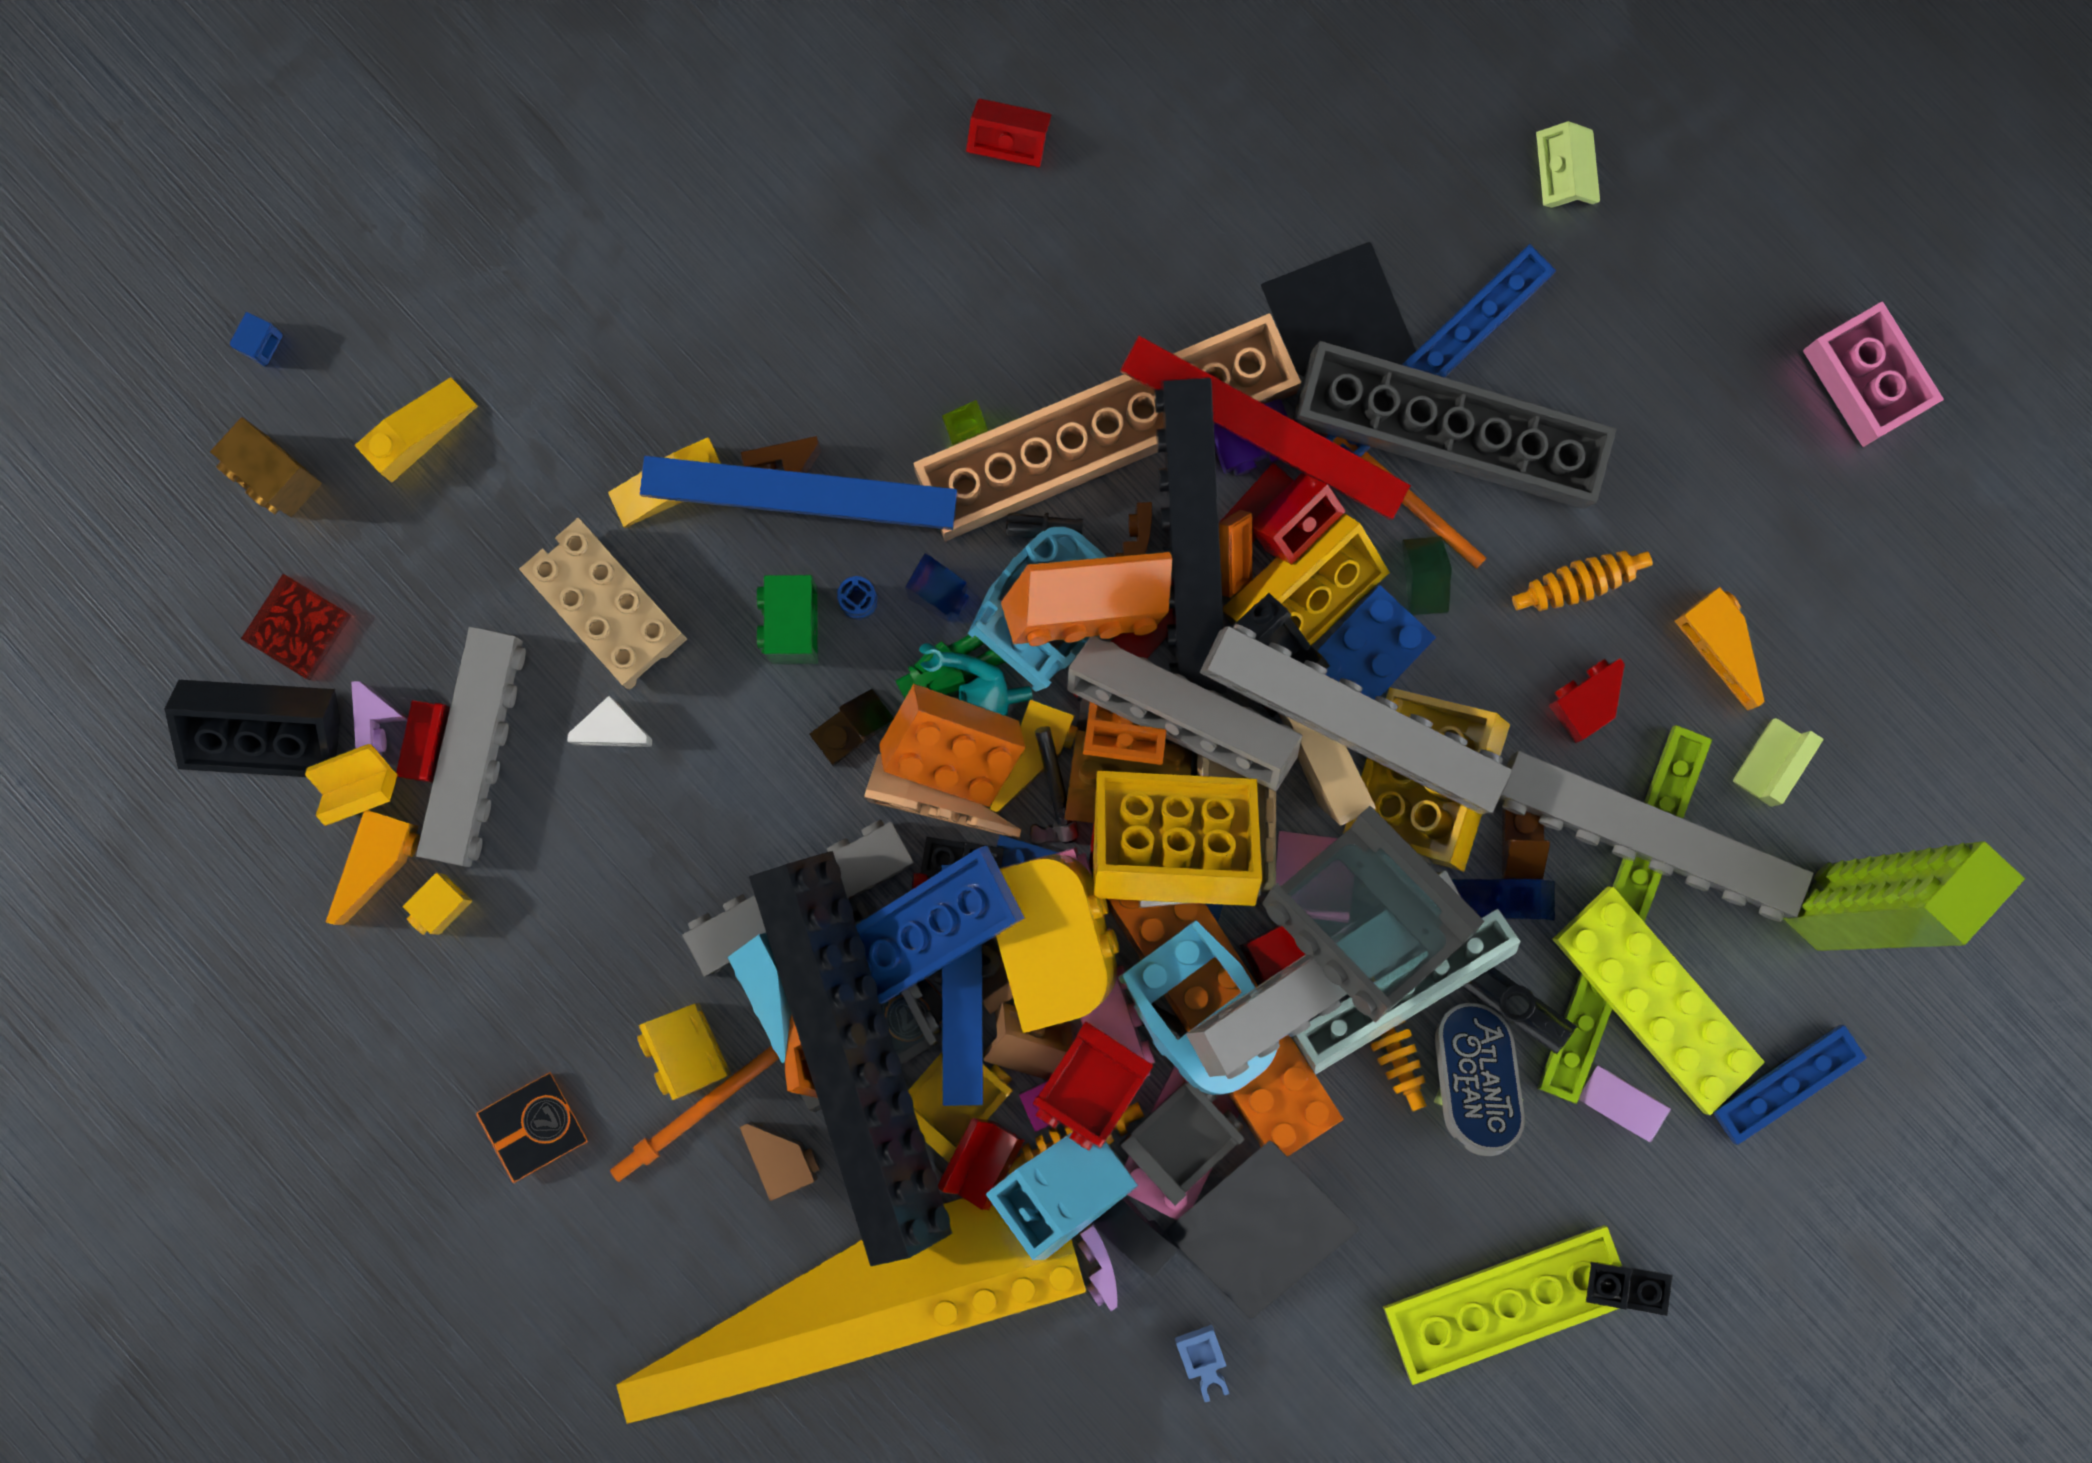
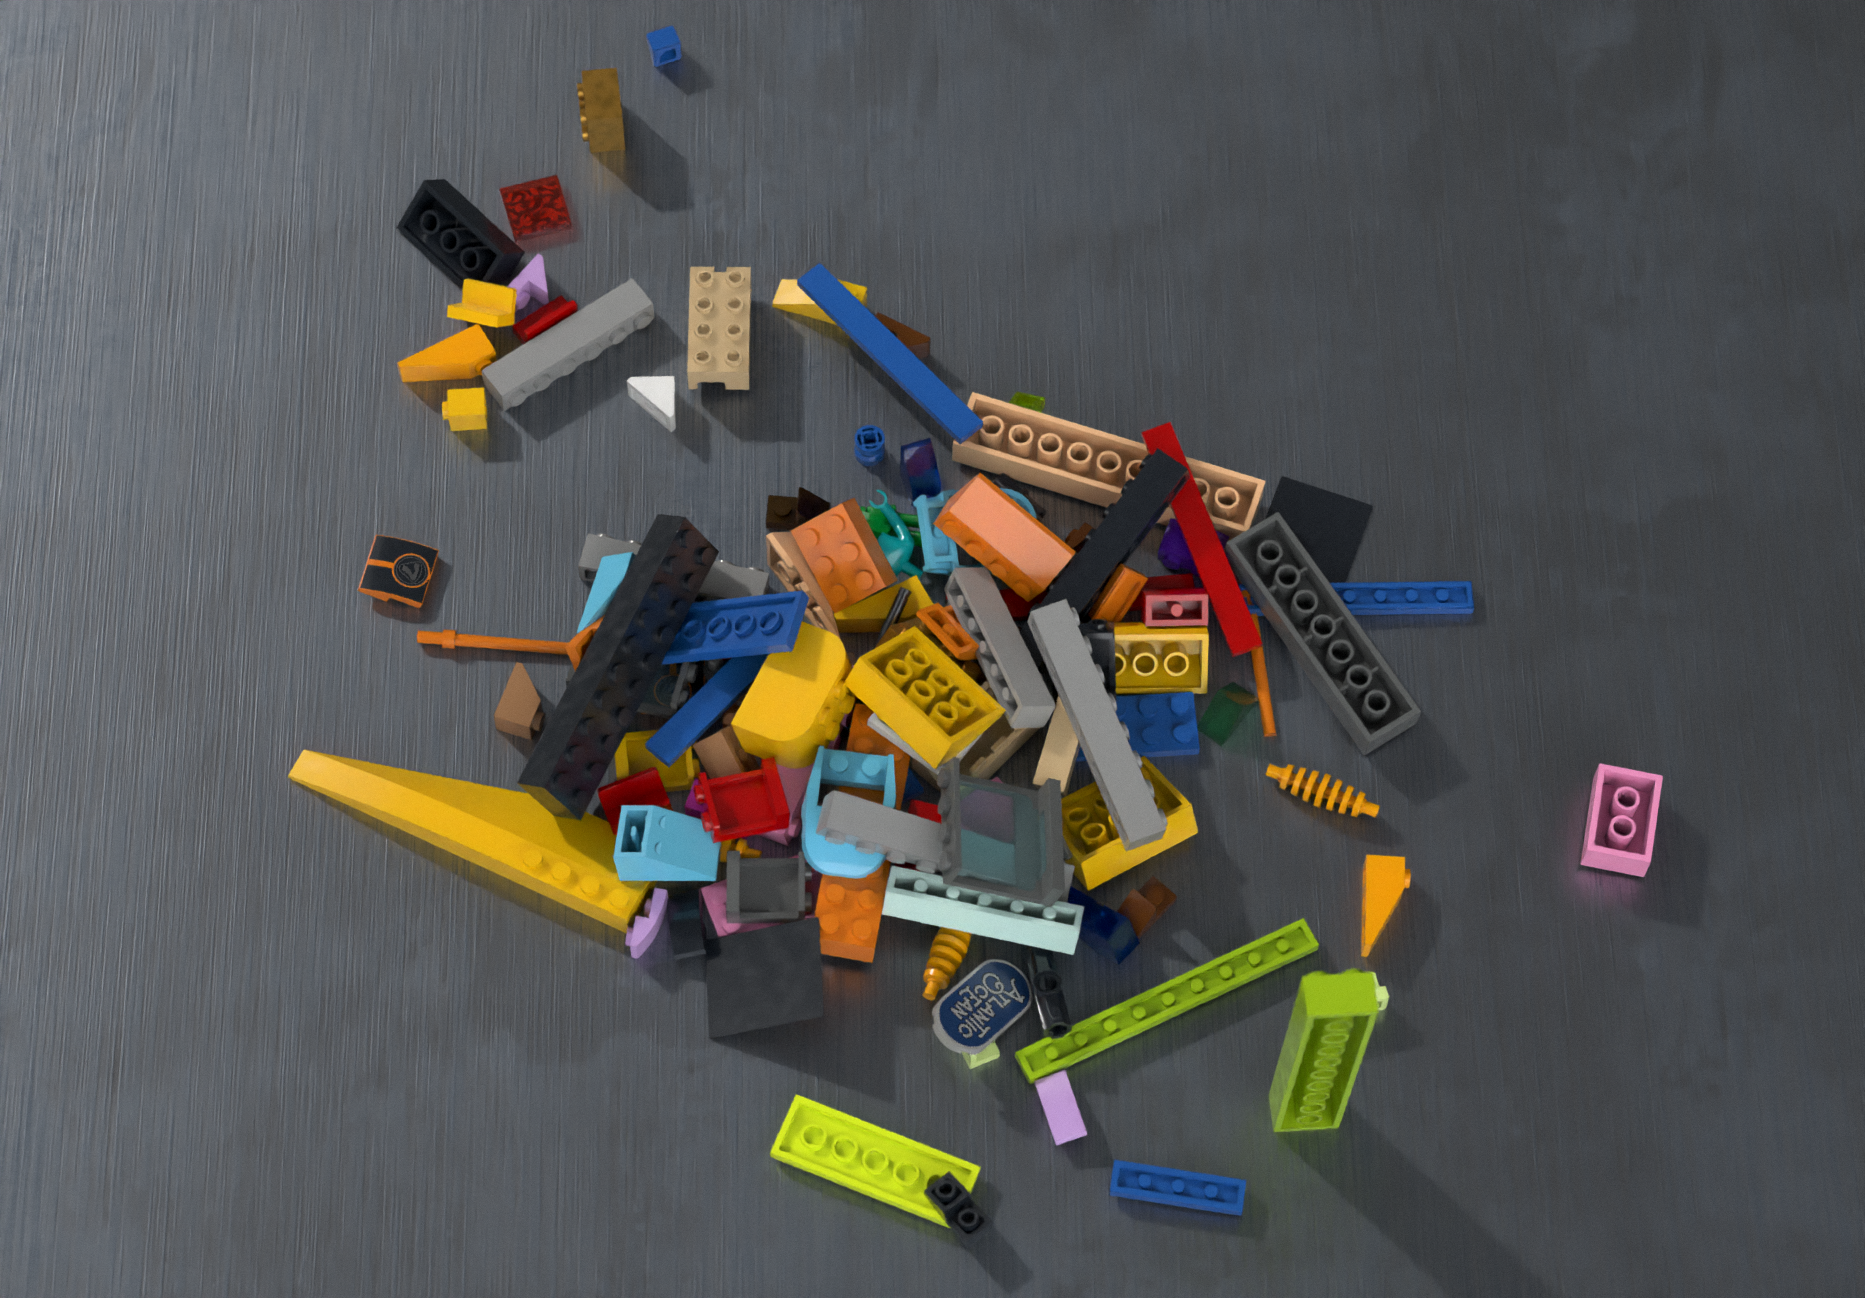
camera: 45 degrees right, 20 degrees down
(415, 429) = (704, 159): yellow slope -> none
(683, 1051) = (525, 592): yellow slope -> none
(789, 619) = (818, 420): green brick -> none
(1008, 132) = (1204, 274): red panel -> none
(1202, 1358) = (658, 1027): medium blue plate -> none
(1567, 164) = (1539, 557): yellowish green panel -> none
(1592, 703) = (1263, 861): red slope -> none
(1655, 836) = (1221, 953): light grey brick -> none
(1658, 1000) = (1139, 1064): neon yellow plate -> none

